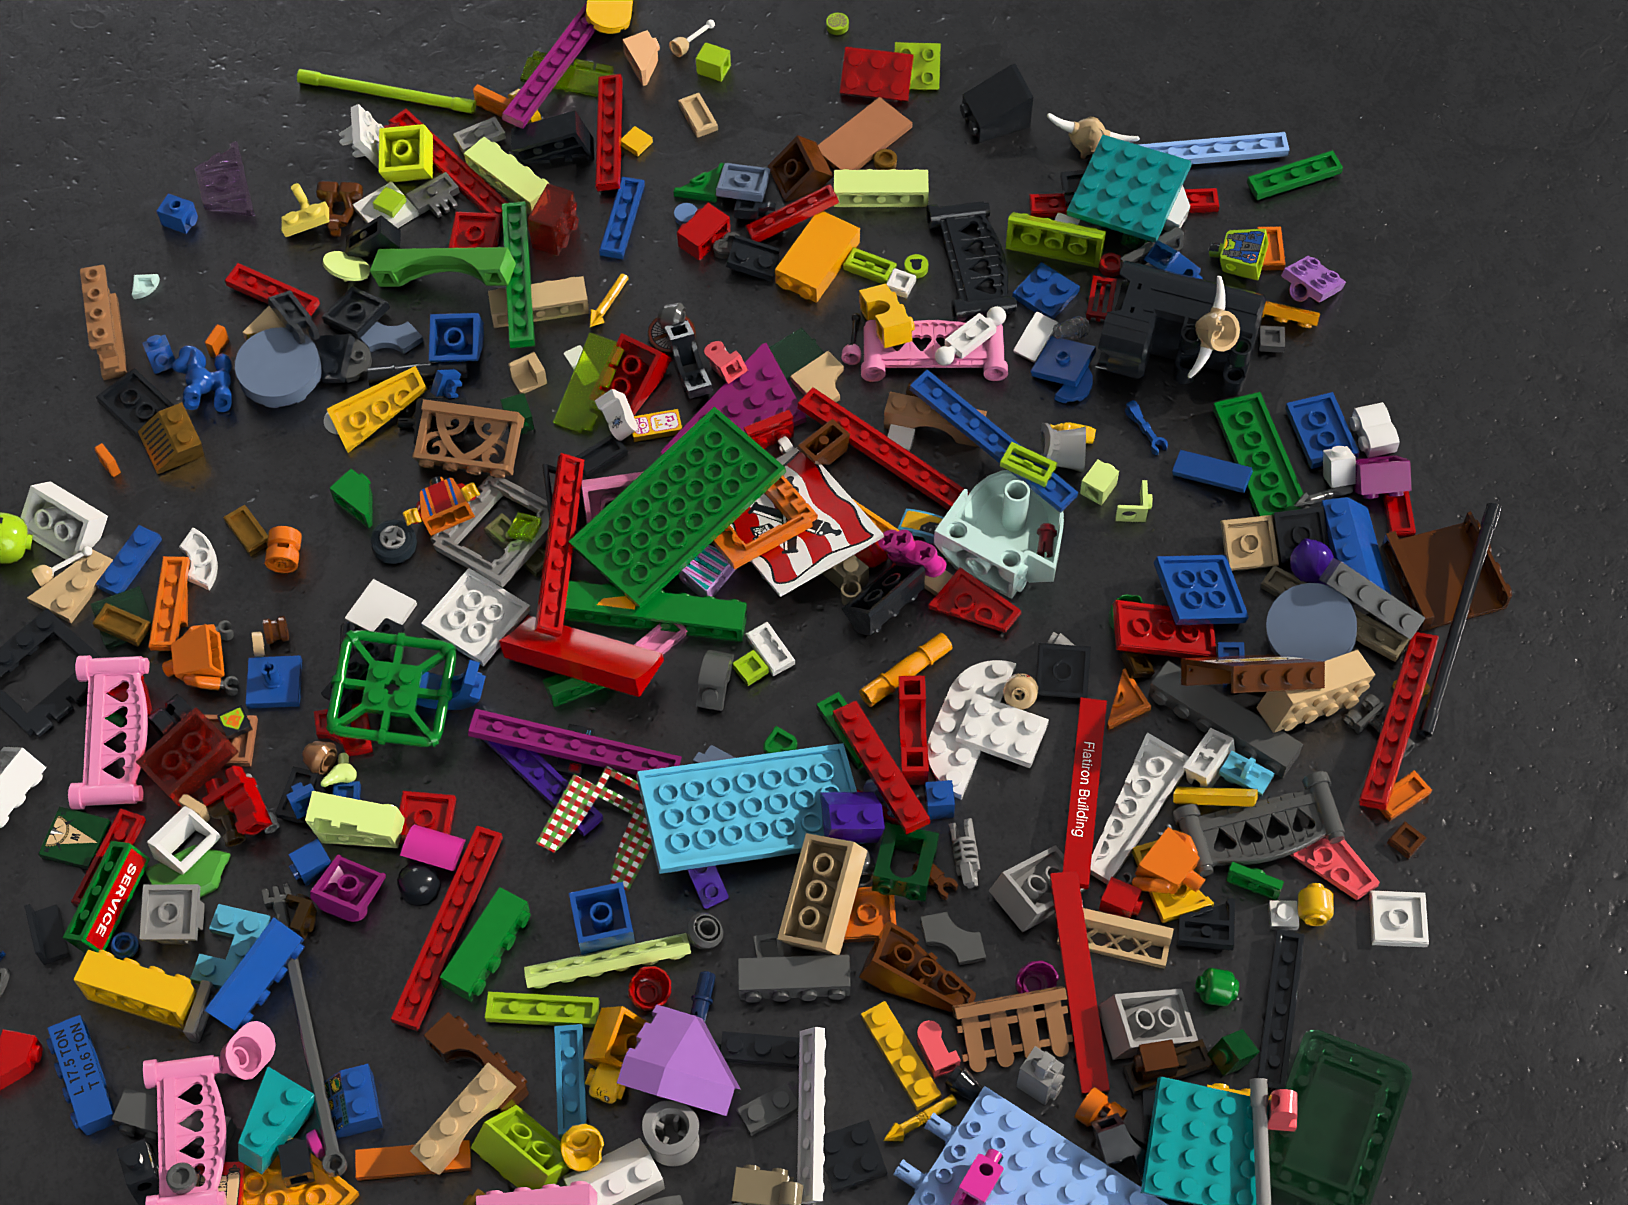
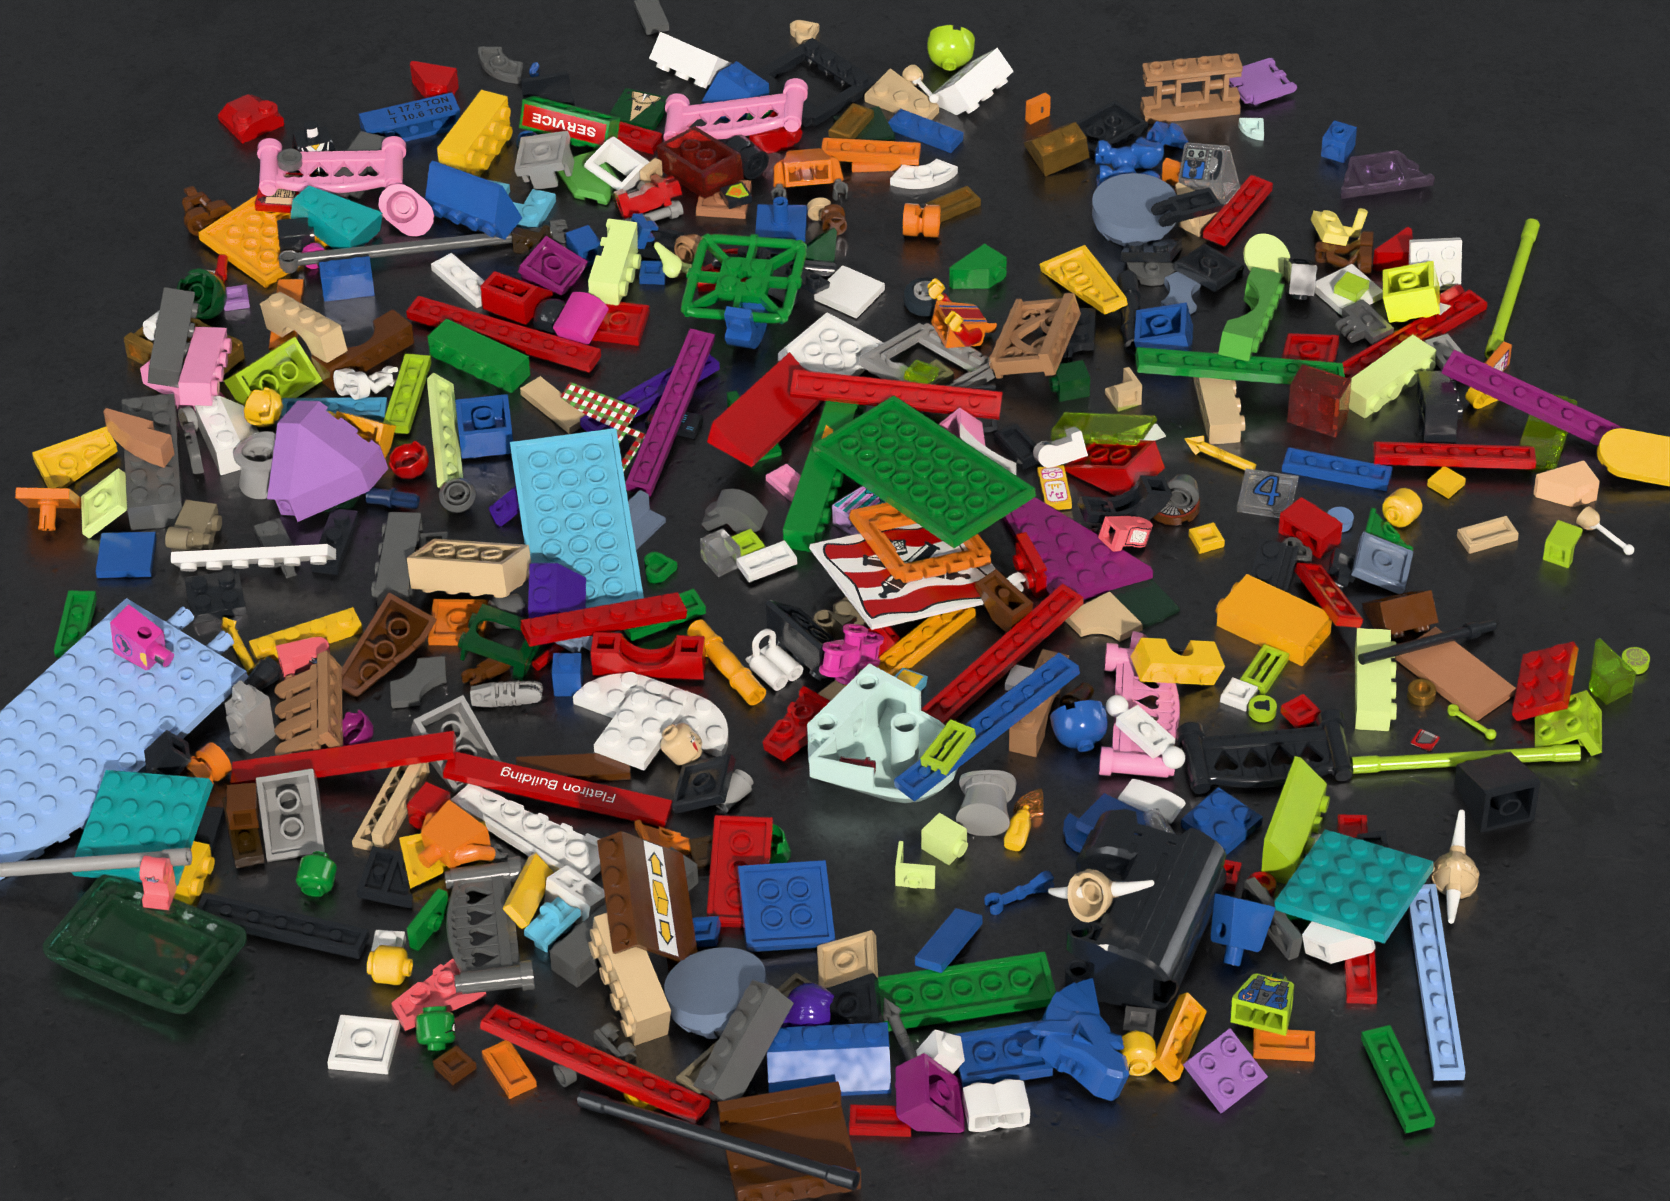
camera: 95 degrees right, 15 degrees down
(59, 738) = (733, 84): none -> blue slope
(68, 278) = (1260, 83): none -> medium lavender plate
(236, 305) = (1209, 167): none -> clear slope
(314, 644) = (822, 247): none -> dark green slope
(337, 166) = (1393, 252): none -> red slope
(354, 982) = (459, 278): none -> white tile
(392, 918) = (512, 297): none -> red slope
(446, 383) = (1109, 326): blue tile -> none
(548, 1050) = (359, 385): none -> white piece
(552, 866) = (548, 401): none -> tan tile
(628, 468) = (969, 439): none -> white sticker
(656, 266) = (1266, 492): none -> clear tile
(675, 167) = (1403, 506): none -> yellow head
(713, 310) = (1206, 538): none -> yellow tile
(763, 687) = (720, 552): none -> clear brick
(818, 126) = (1468, 631): none -> black bar
(860, 34) = (1609, 674): none -> clear neon green slope
(901, 141) = (1453, 710): none -> lime hinge
(904, 631) = (772, 662): none -> white piece
(920, 238) = (1300, 711): none -> red plate
(935, 160) = (1425, 740): none -> sticker
(963, 380) = (1080, 726): none -> blue cylinder
(971, 189) = (1375, 763): none -> lime piece
(1049, 415) = (1032, 799): none -> clear orange tile
(1049, 790) = (579, 766): none -> reddish brown tile
(1233, 1052) = (240, 873): dark green brick -> none
(1305, 338) = (1139, 1052): none -> yellow head
(1305, 373) = (1080, 1041): none -> blue animal
(1381, 854) = (435, 1028): none -> green head

